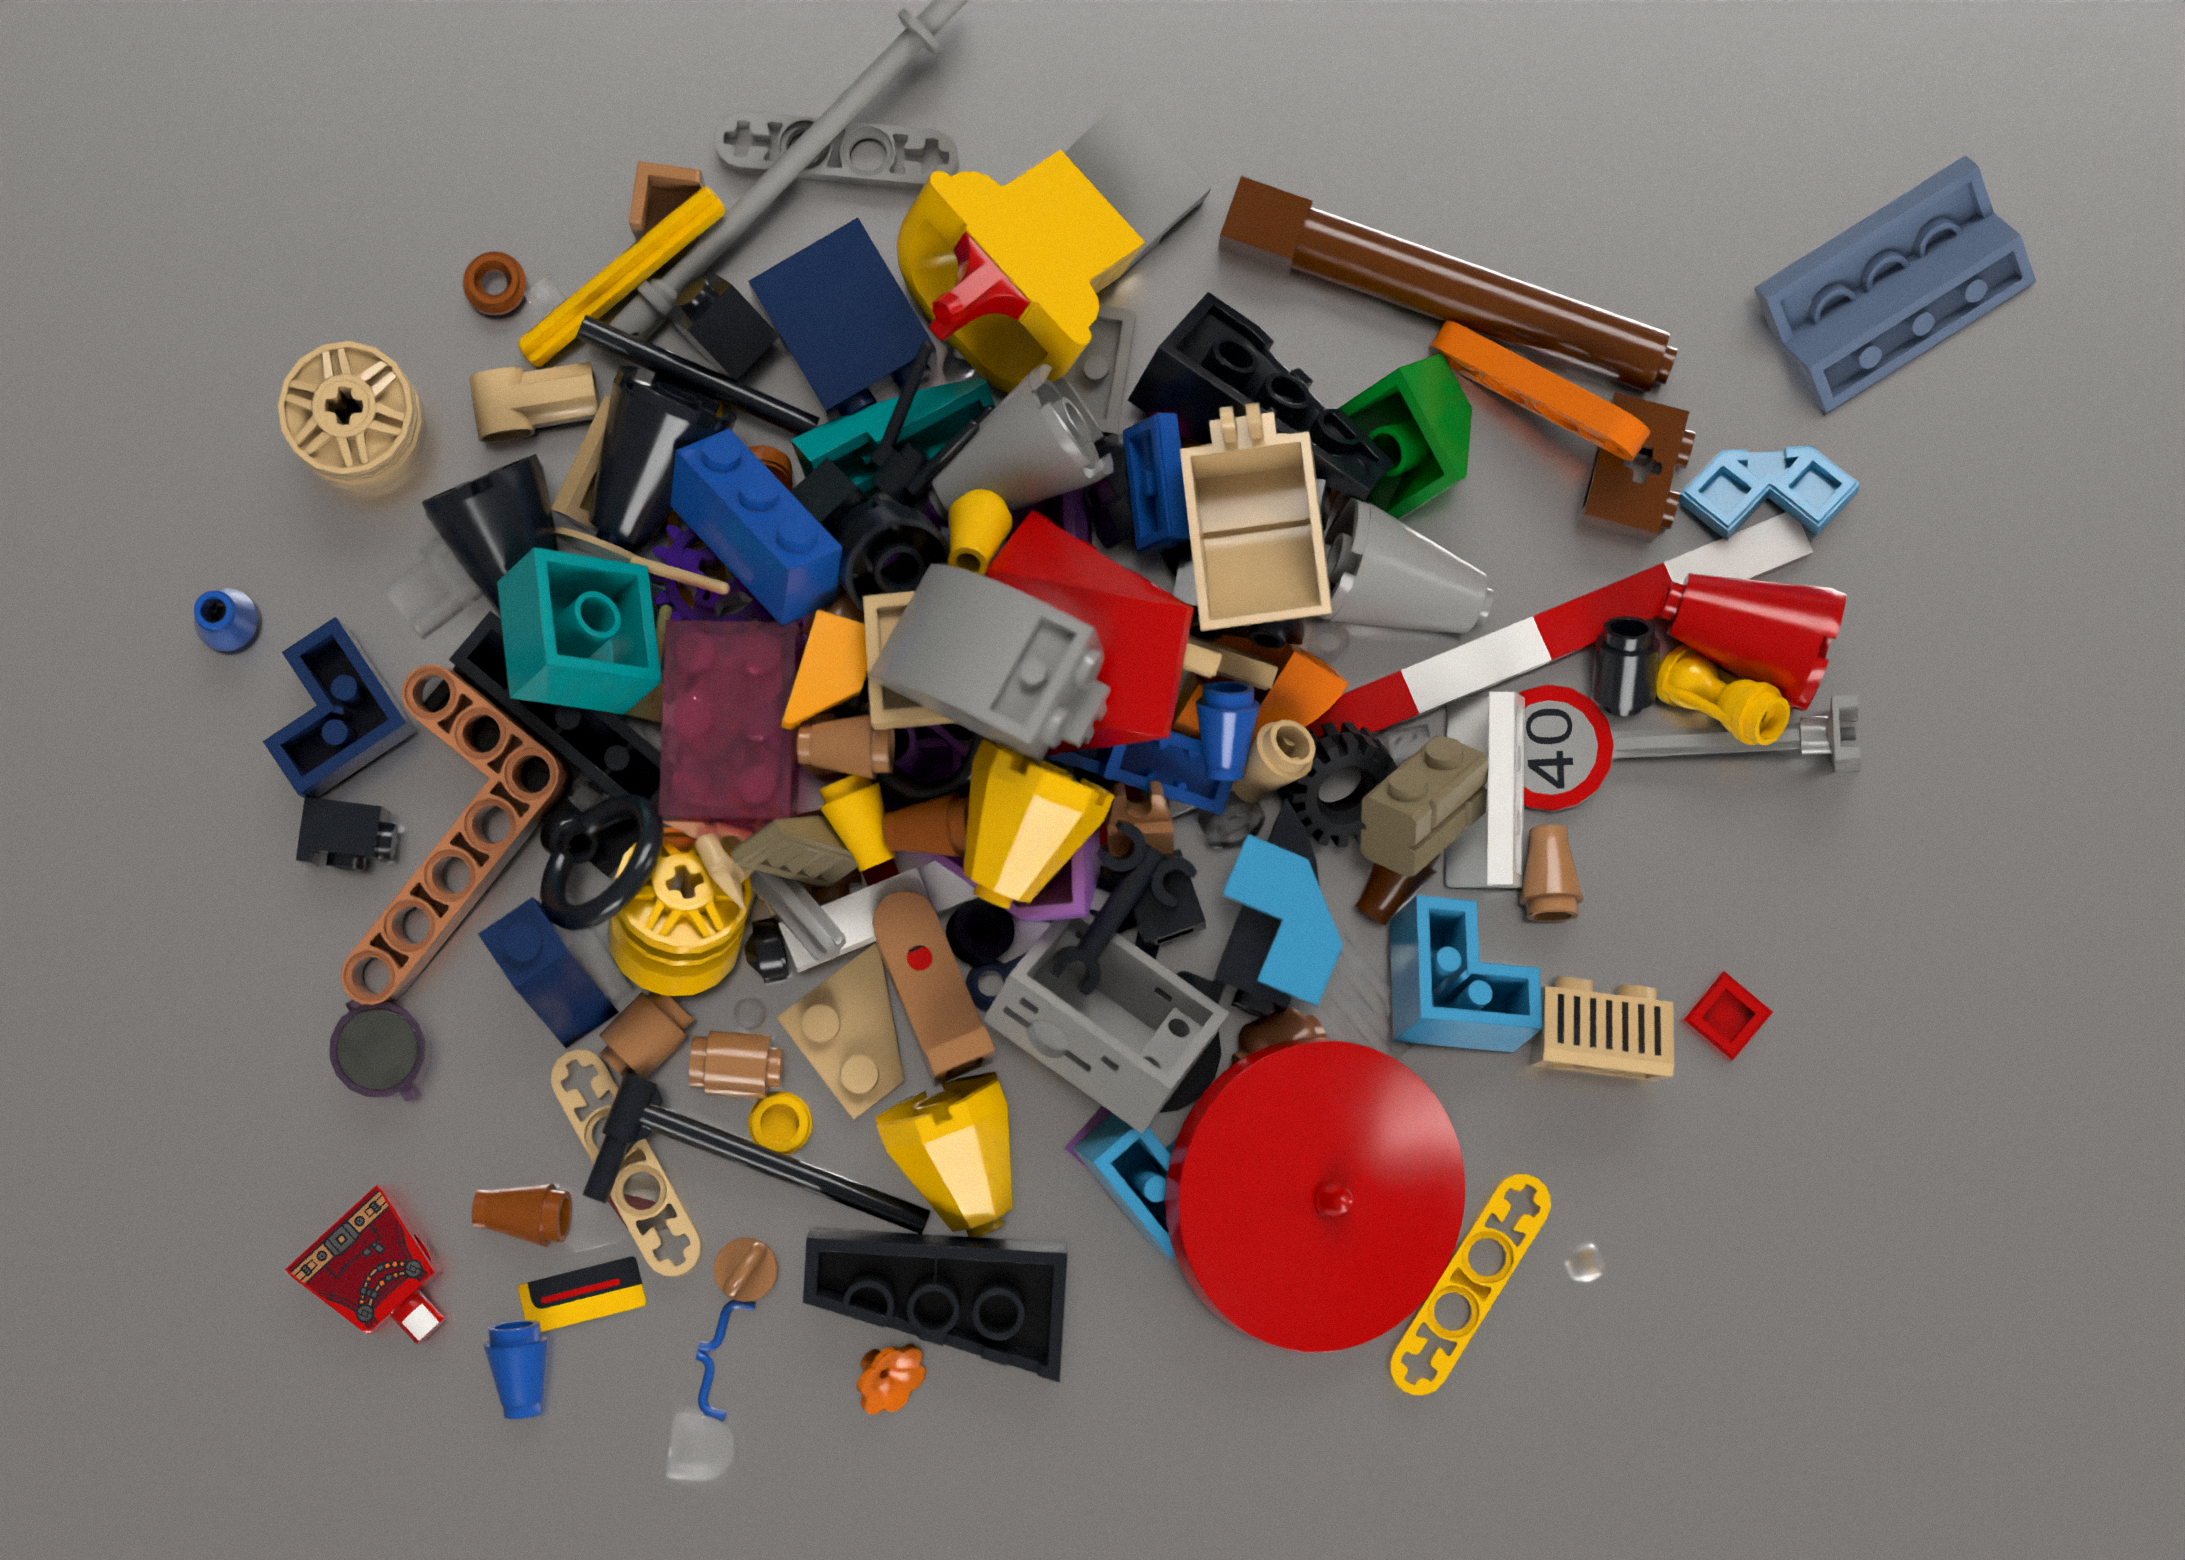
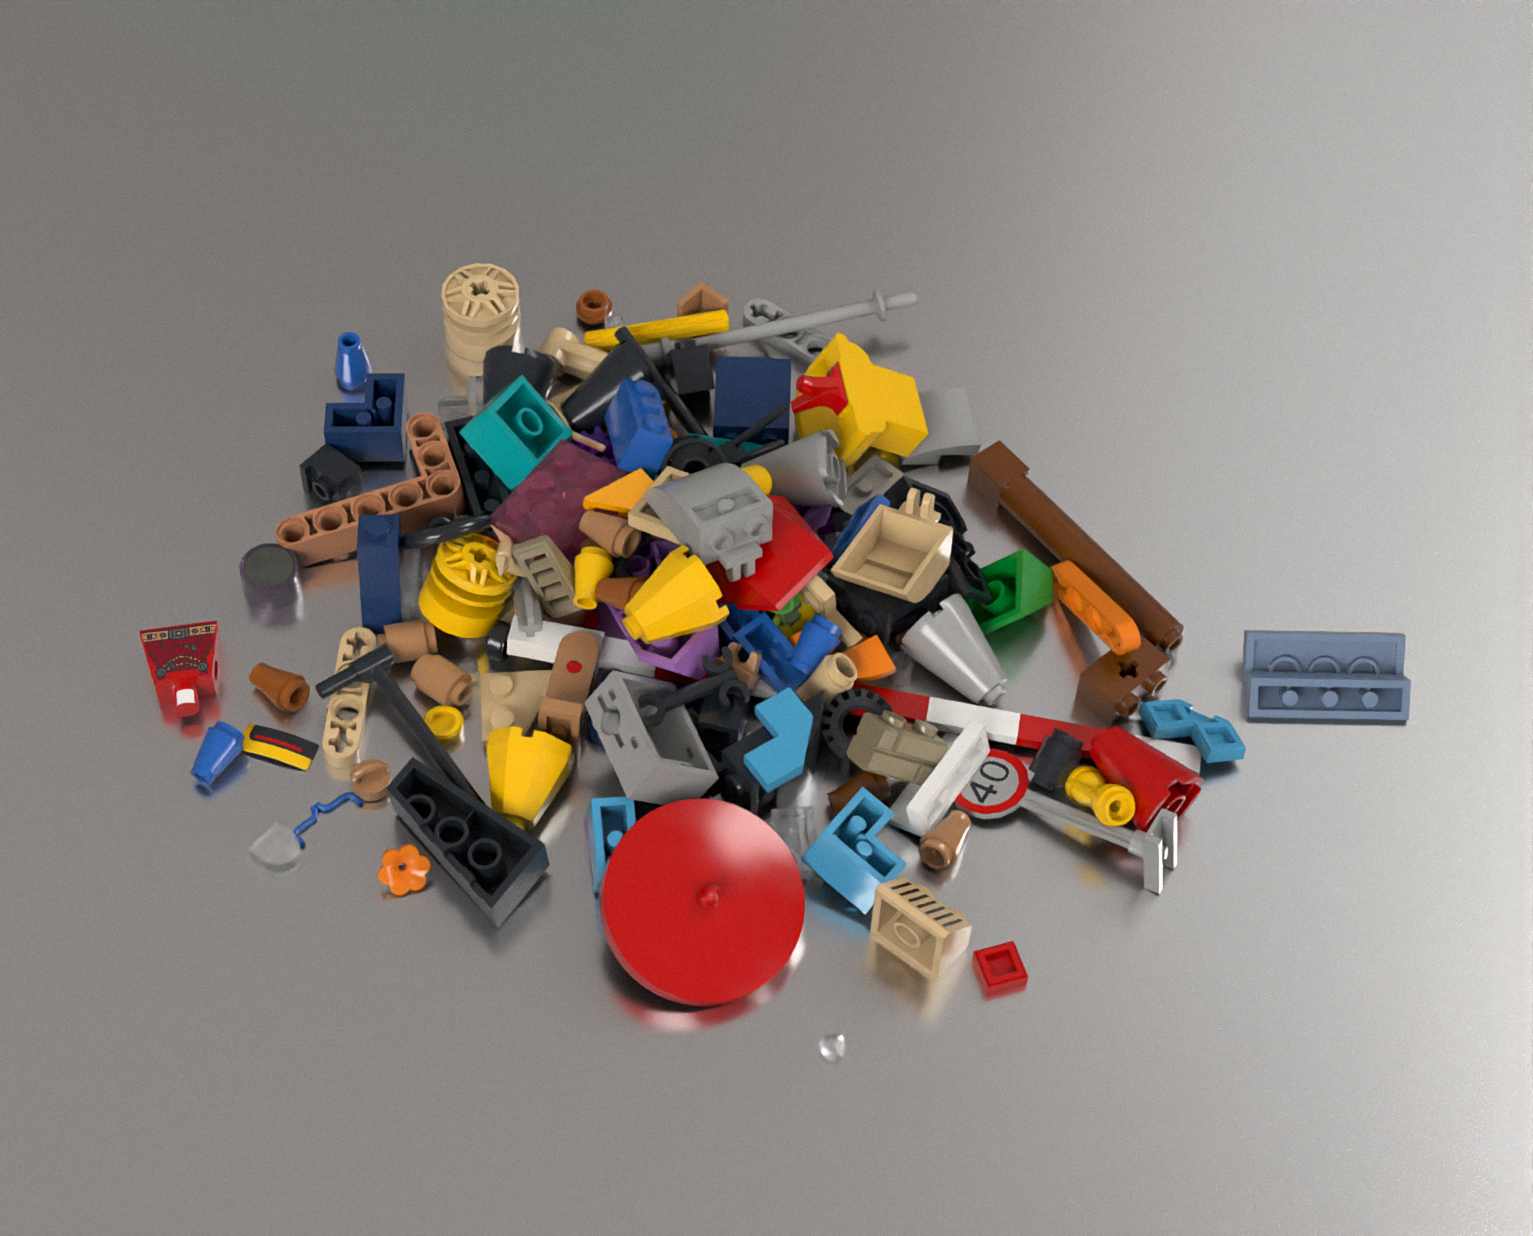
camera: 35 degrees right, 30 degrees down
(1476, 1289) = (754, 1009): yellow beam -> none

